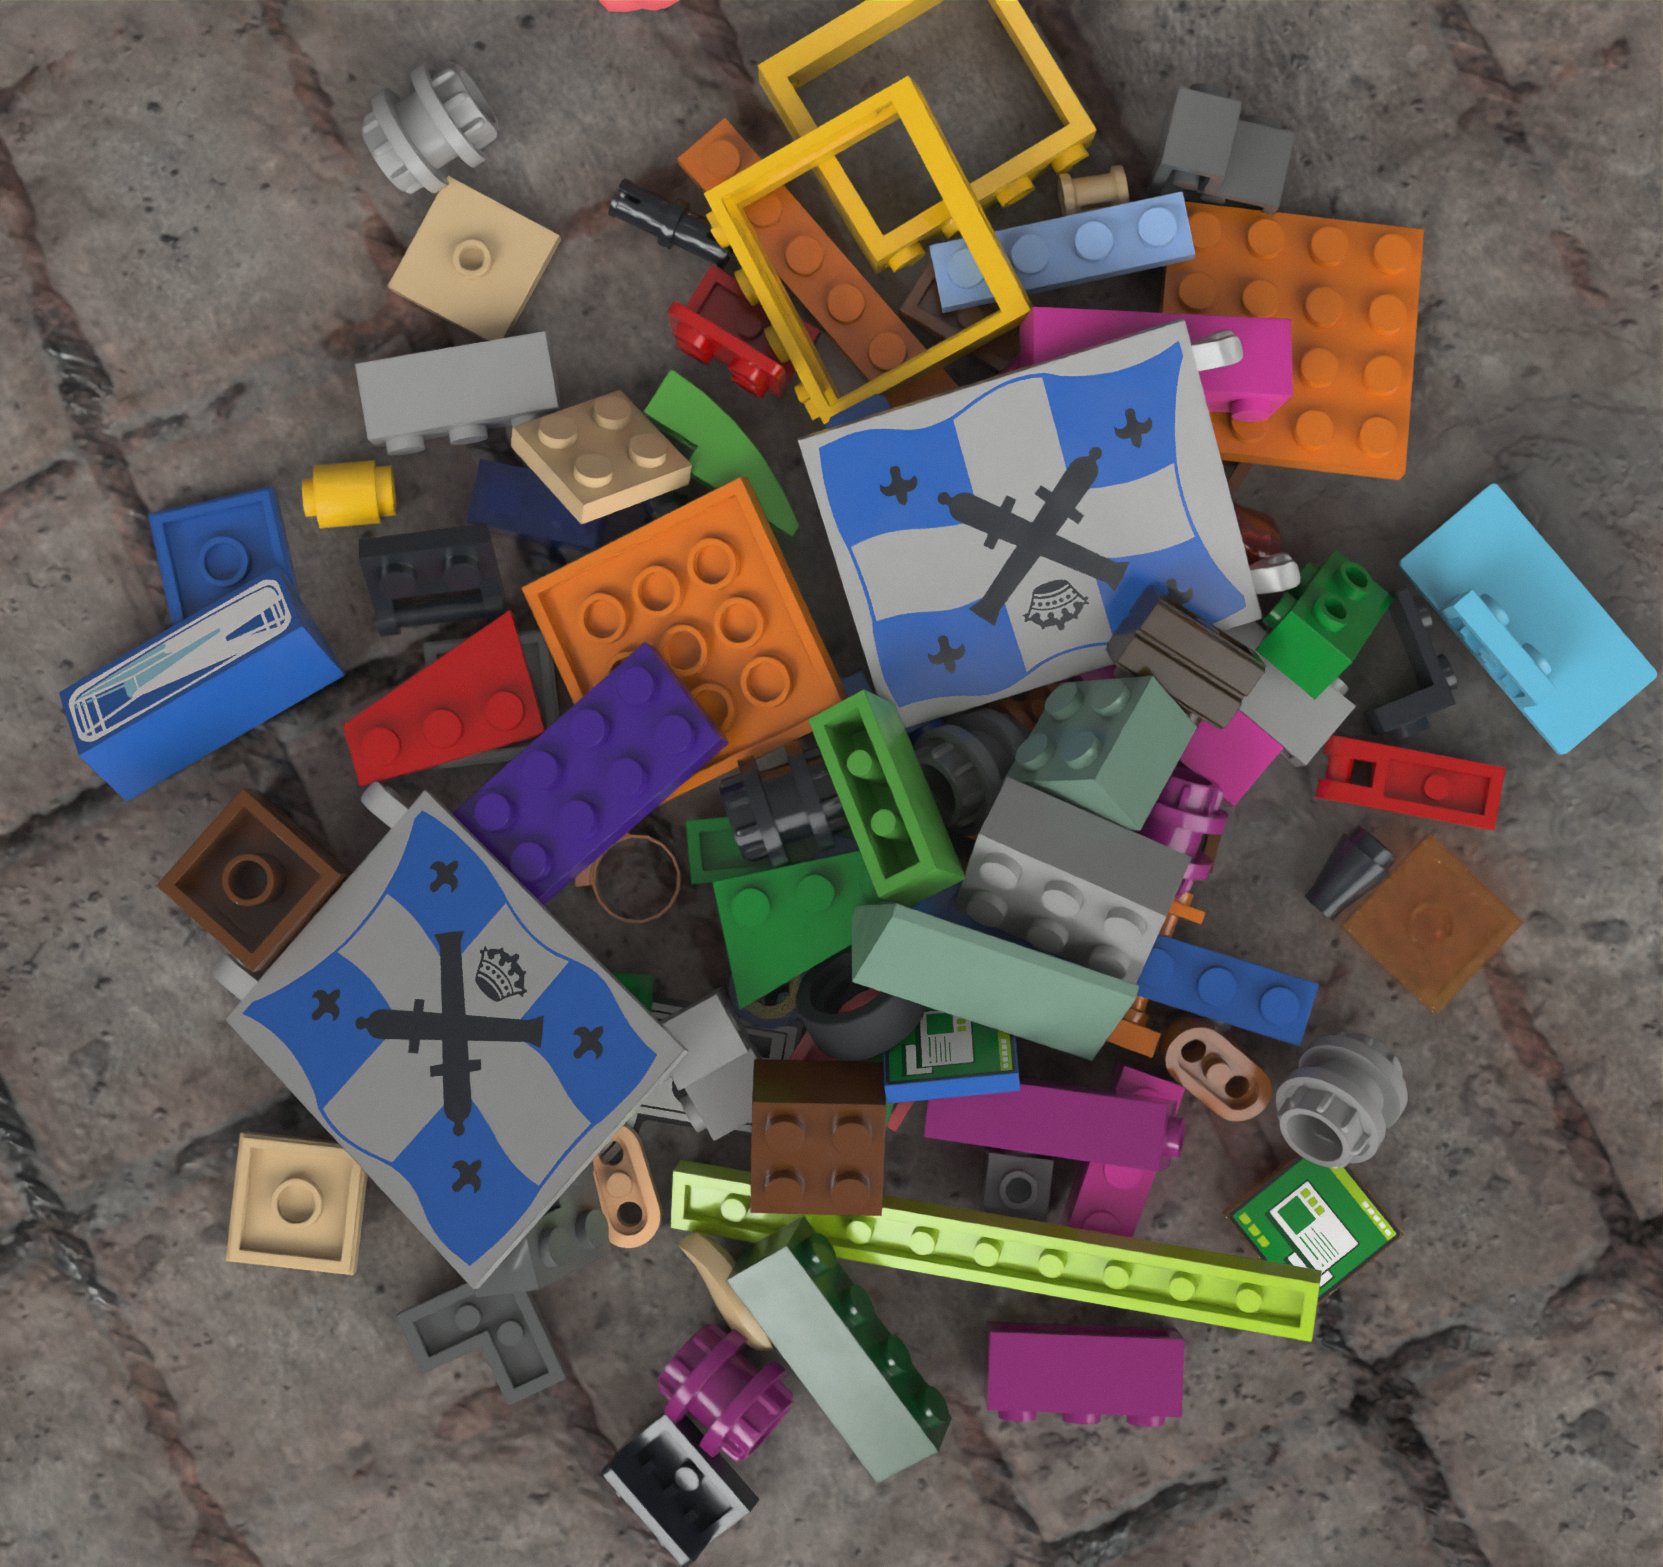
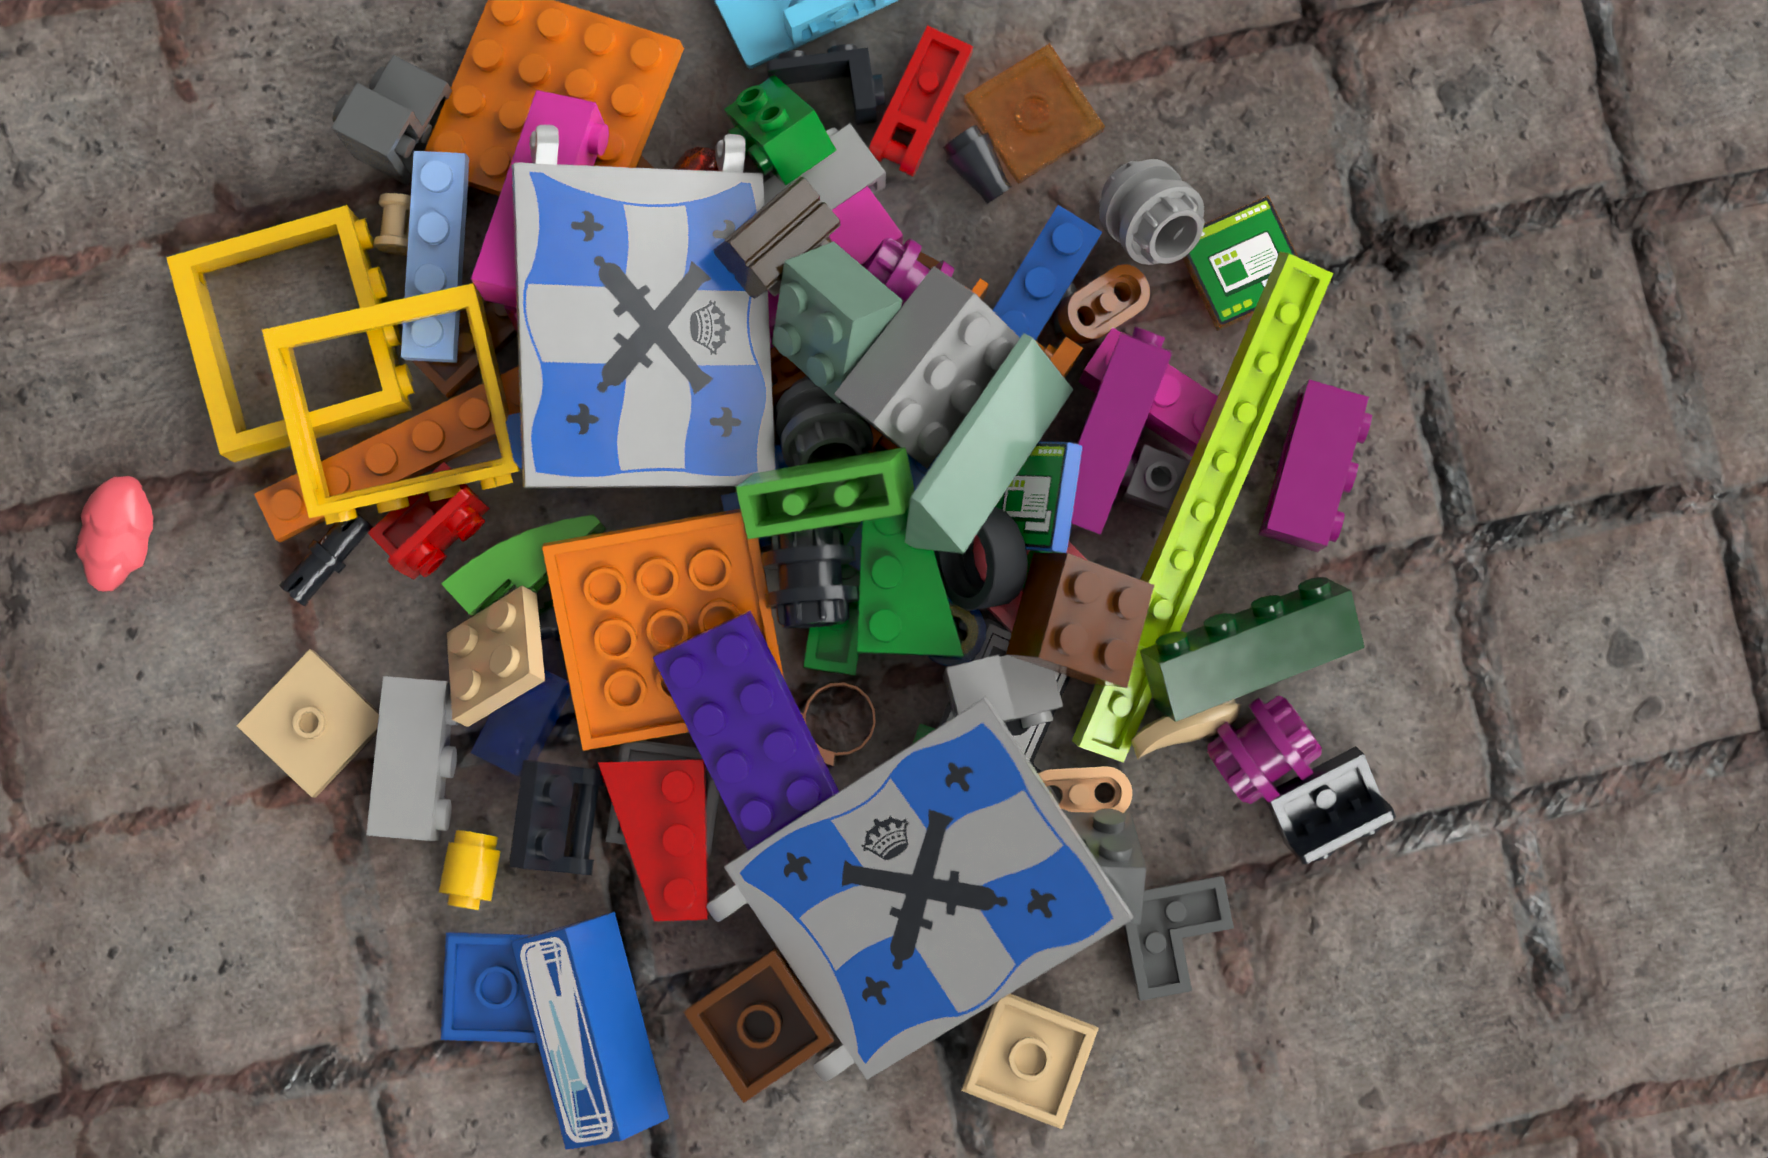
camera: 80 degrees left, 5 degrees down
(429, 127) = (194, 728): light grey piece -> none

